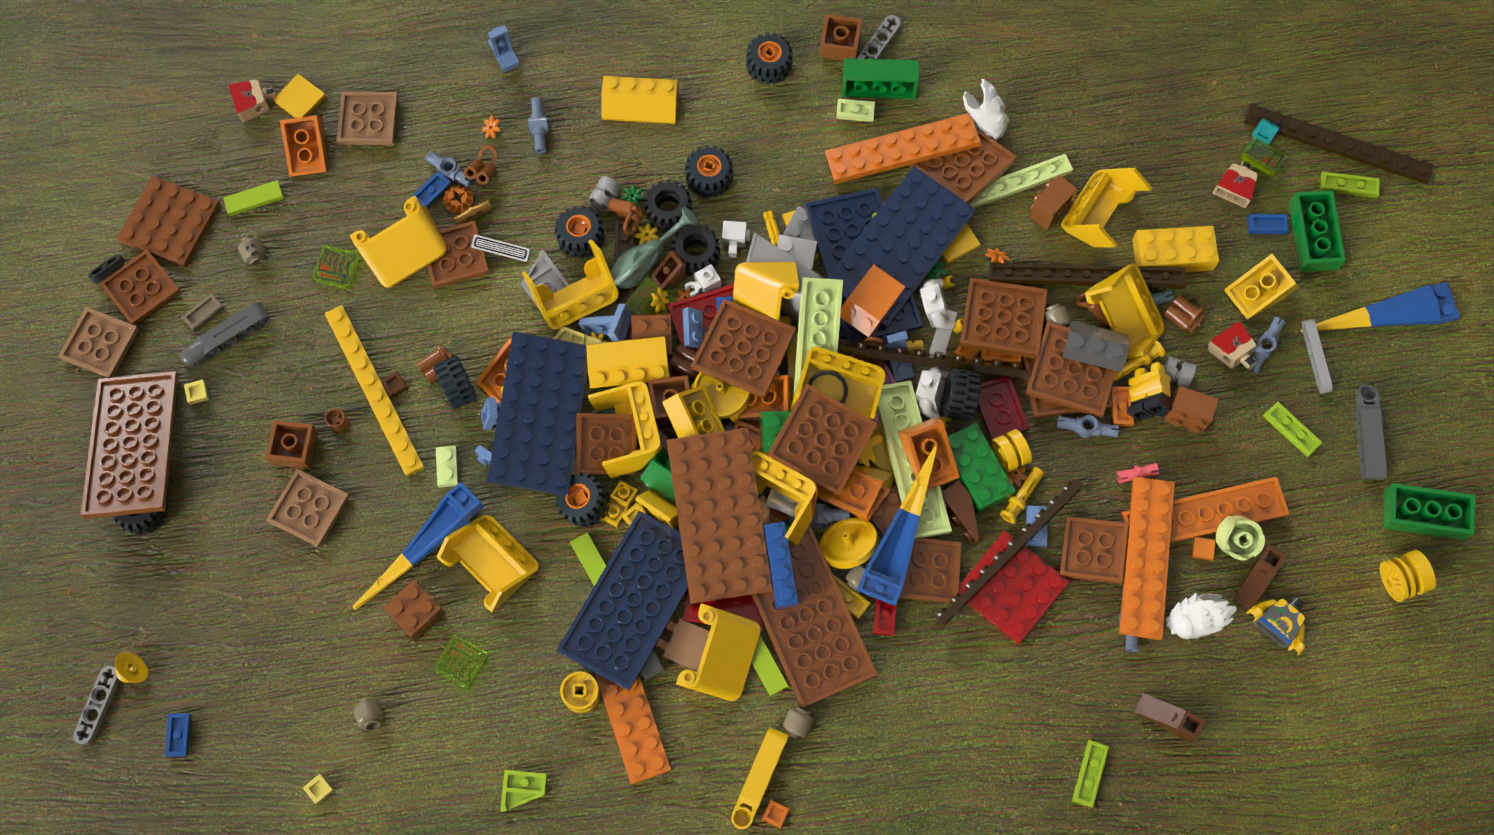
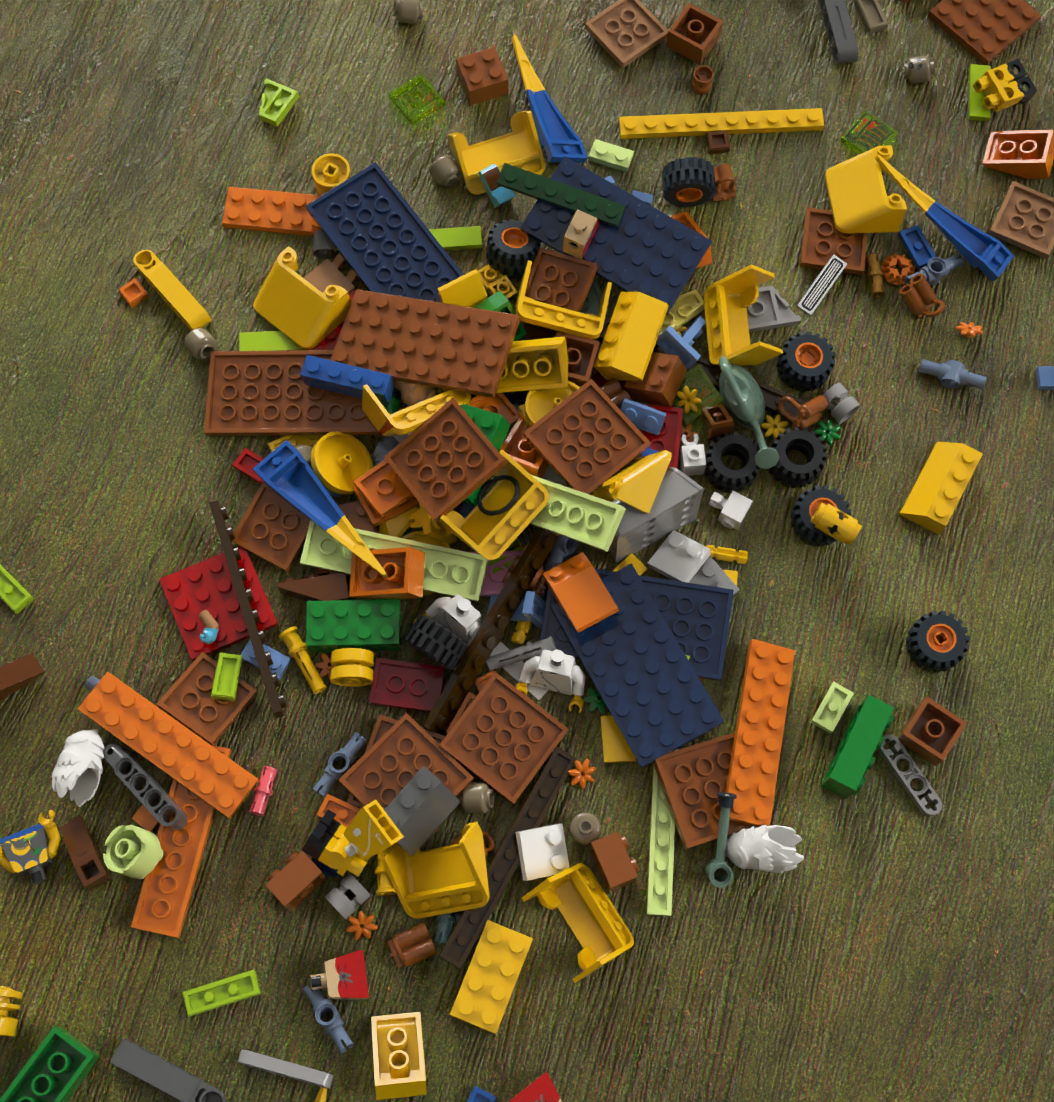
camera: 110 degrees right, 0 degrees up
(244, 177) = (1004, 87): none -> yellow hips
(413, 145) = (975, 245): none -> blue plate
(527, 466) = (560, 194): none -> dark green plate
(527, 542) = (497, 194): none -> medium azure leg
(528, 597) = (444, 170): none -> dark tan head
(557, 431) = (581, 233): none -> tan torso
(718, 149) = (828, 516): none -> yellow piece
(930, 333) = (495, 662): none -> light grey pin
(1015, 137) = (726, 803): none -> sand green piece
(1037, 234) = (585, 828): none -> dark tan head
(1040, 574) = (211, 627): none -> arm
(1070, 542) = (227, 677): none -> lime tile
(1071, 254) = (542, 851): none -> white plate
(1136, 357) = (370, 832): none -> yellow torso
(1176, 591) = (121, 761): none -> dark grey piece
(1191, 355) = (361, 925): none -> orange plant

